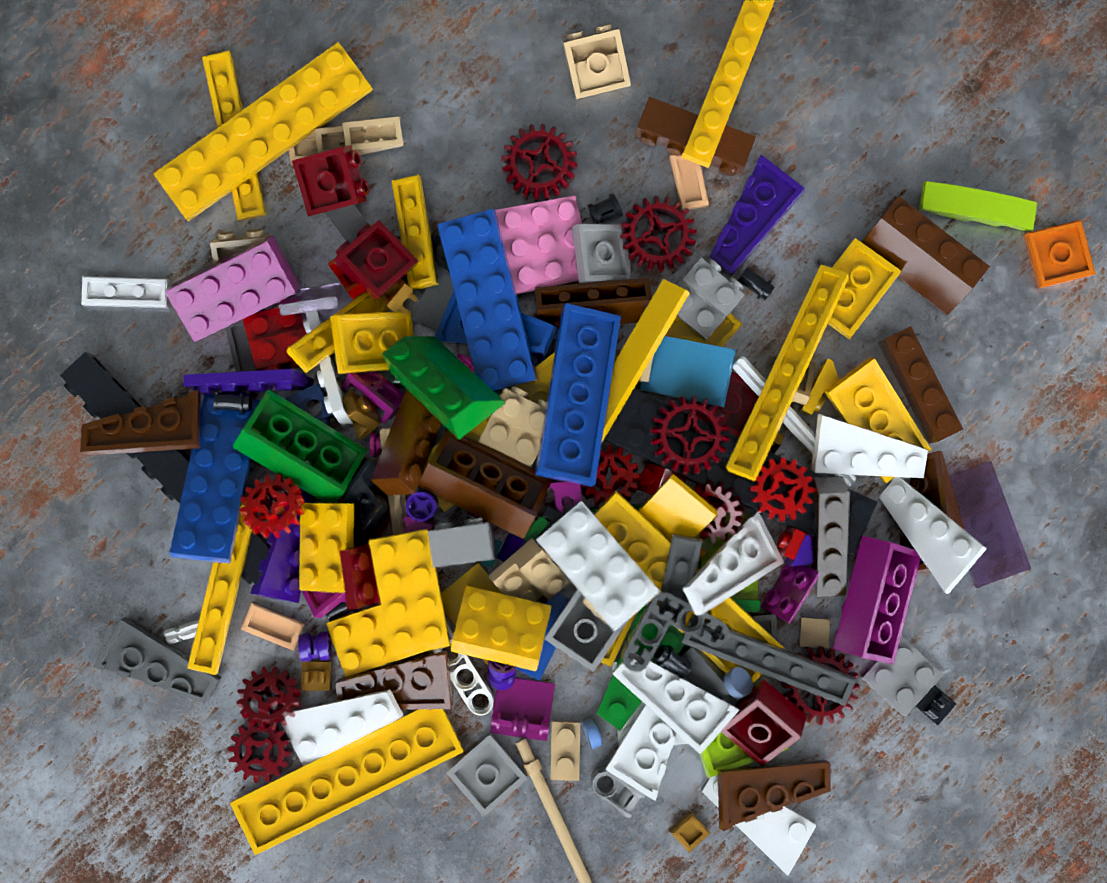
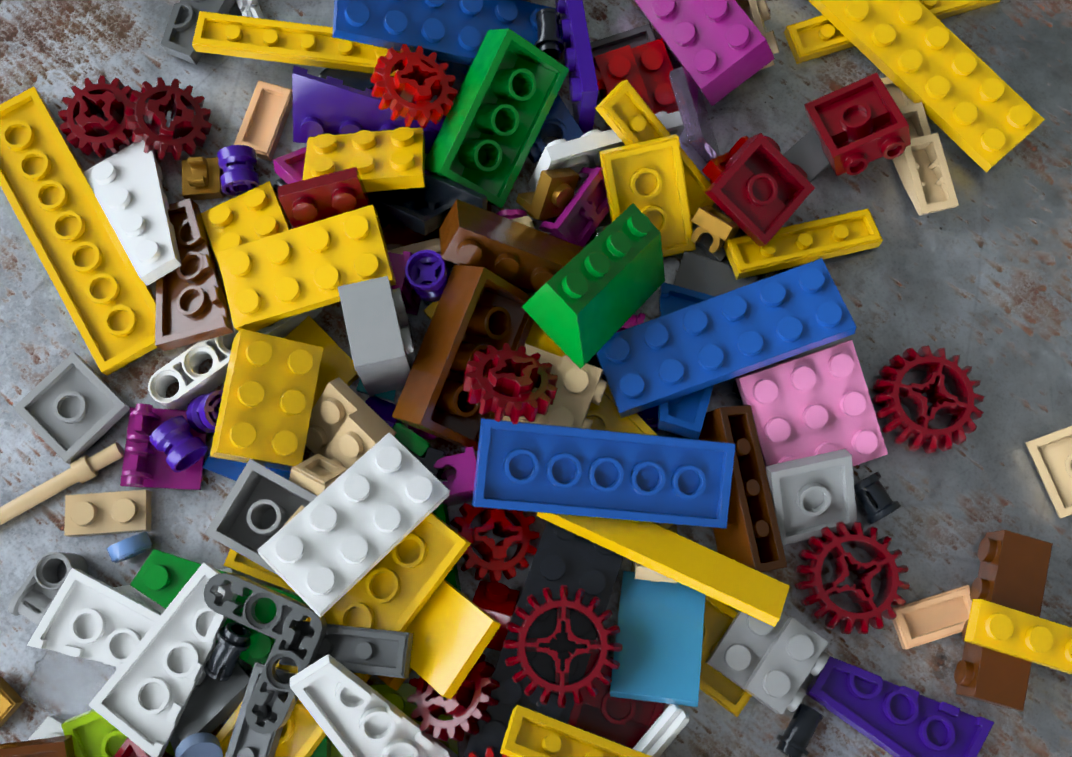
camera: 85 degrees right, 10 degrees down
(512, 452) = (510, 383): none -> dark red gear
(522, 695) = (178, 443): none -> dark purple wheel
(558, 592) = (316, 473): none -> tan tile

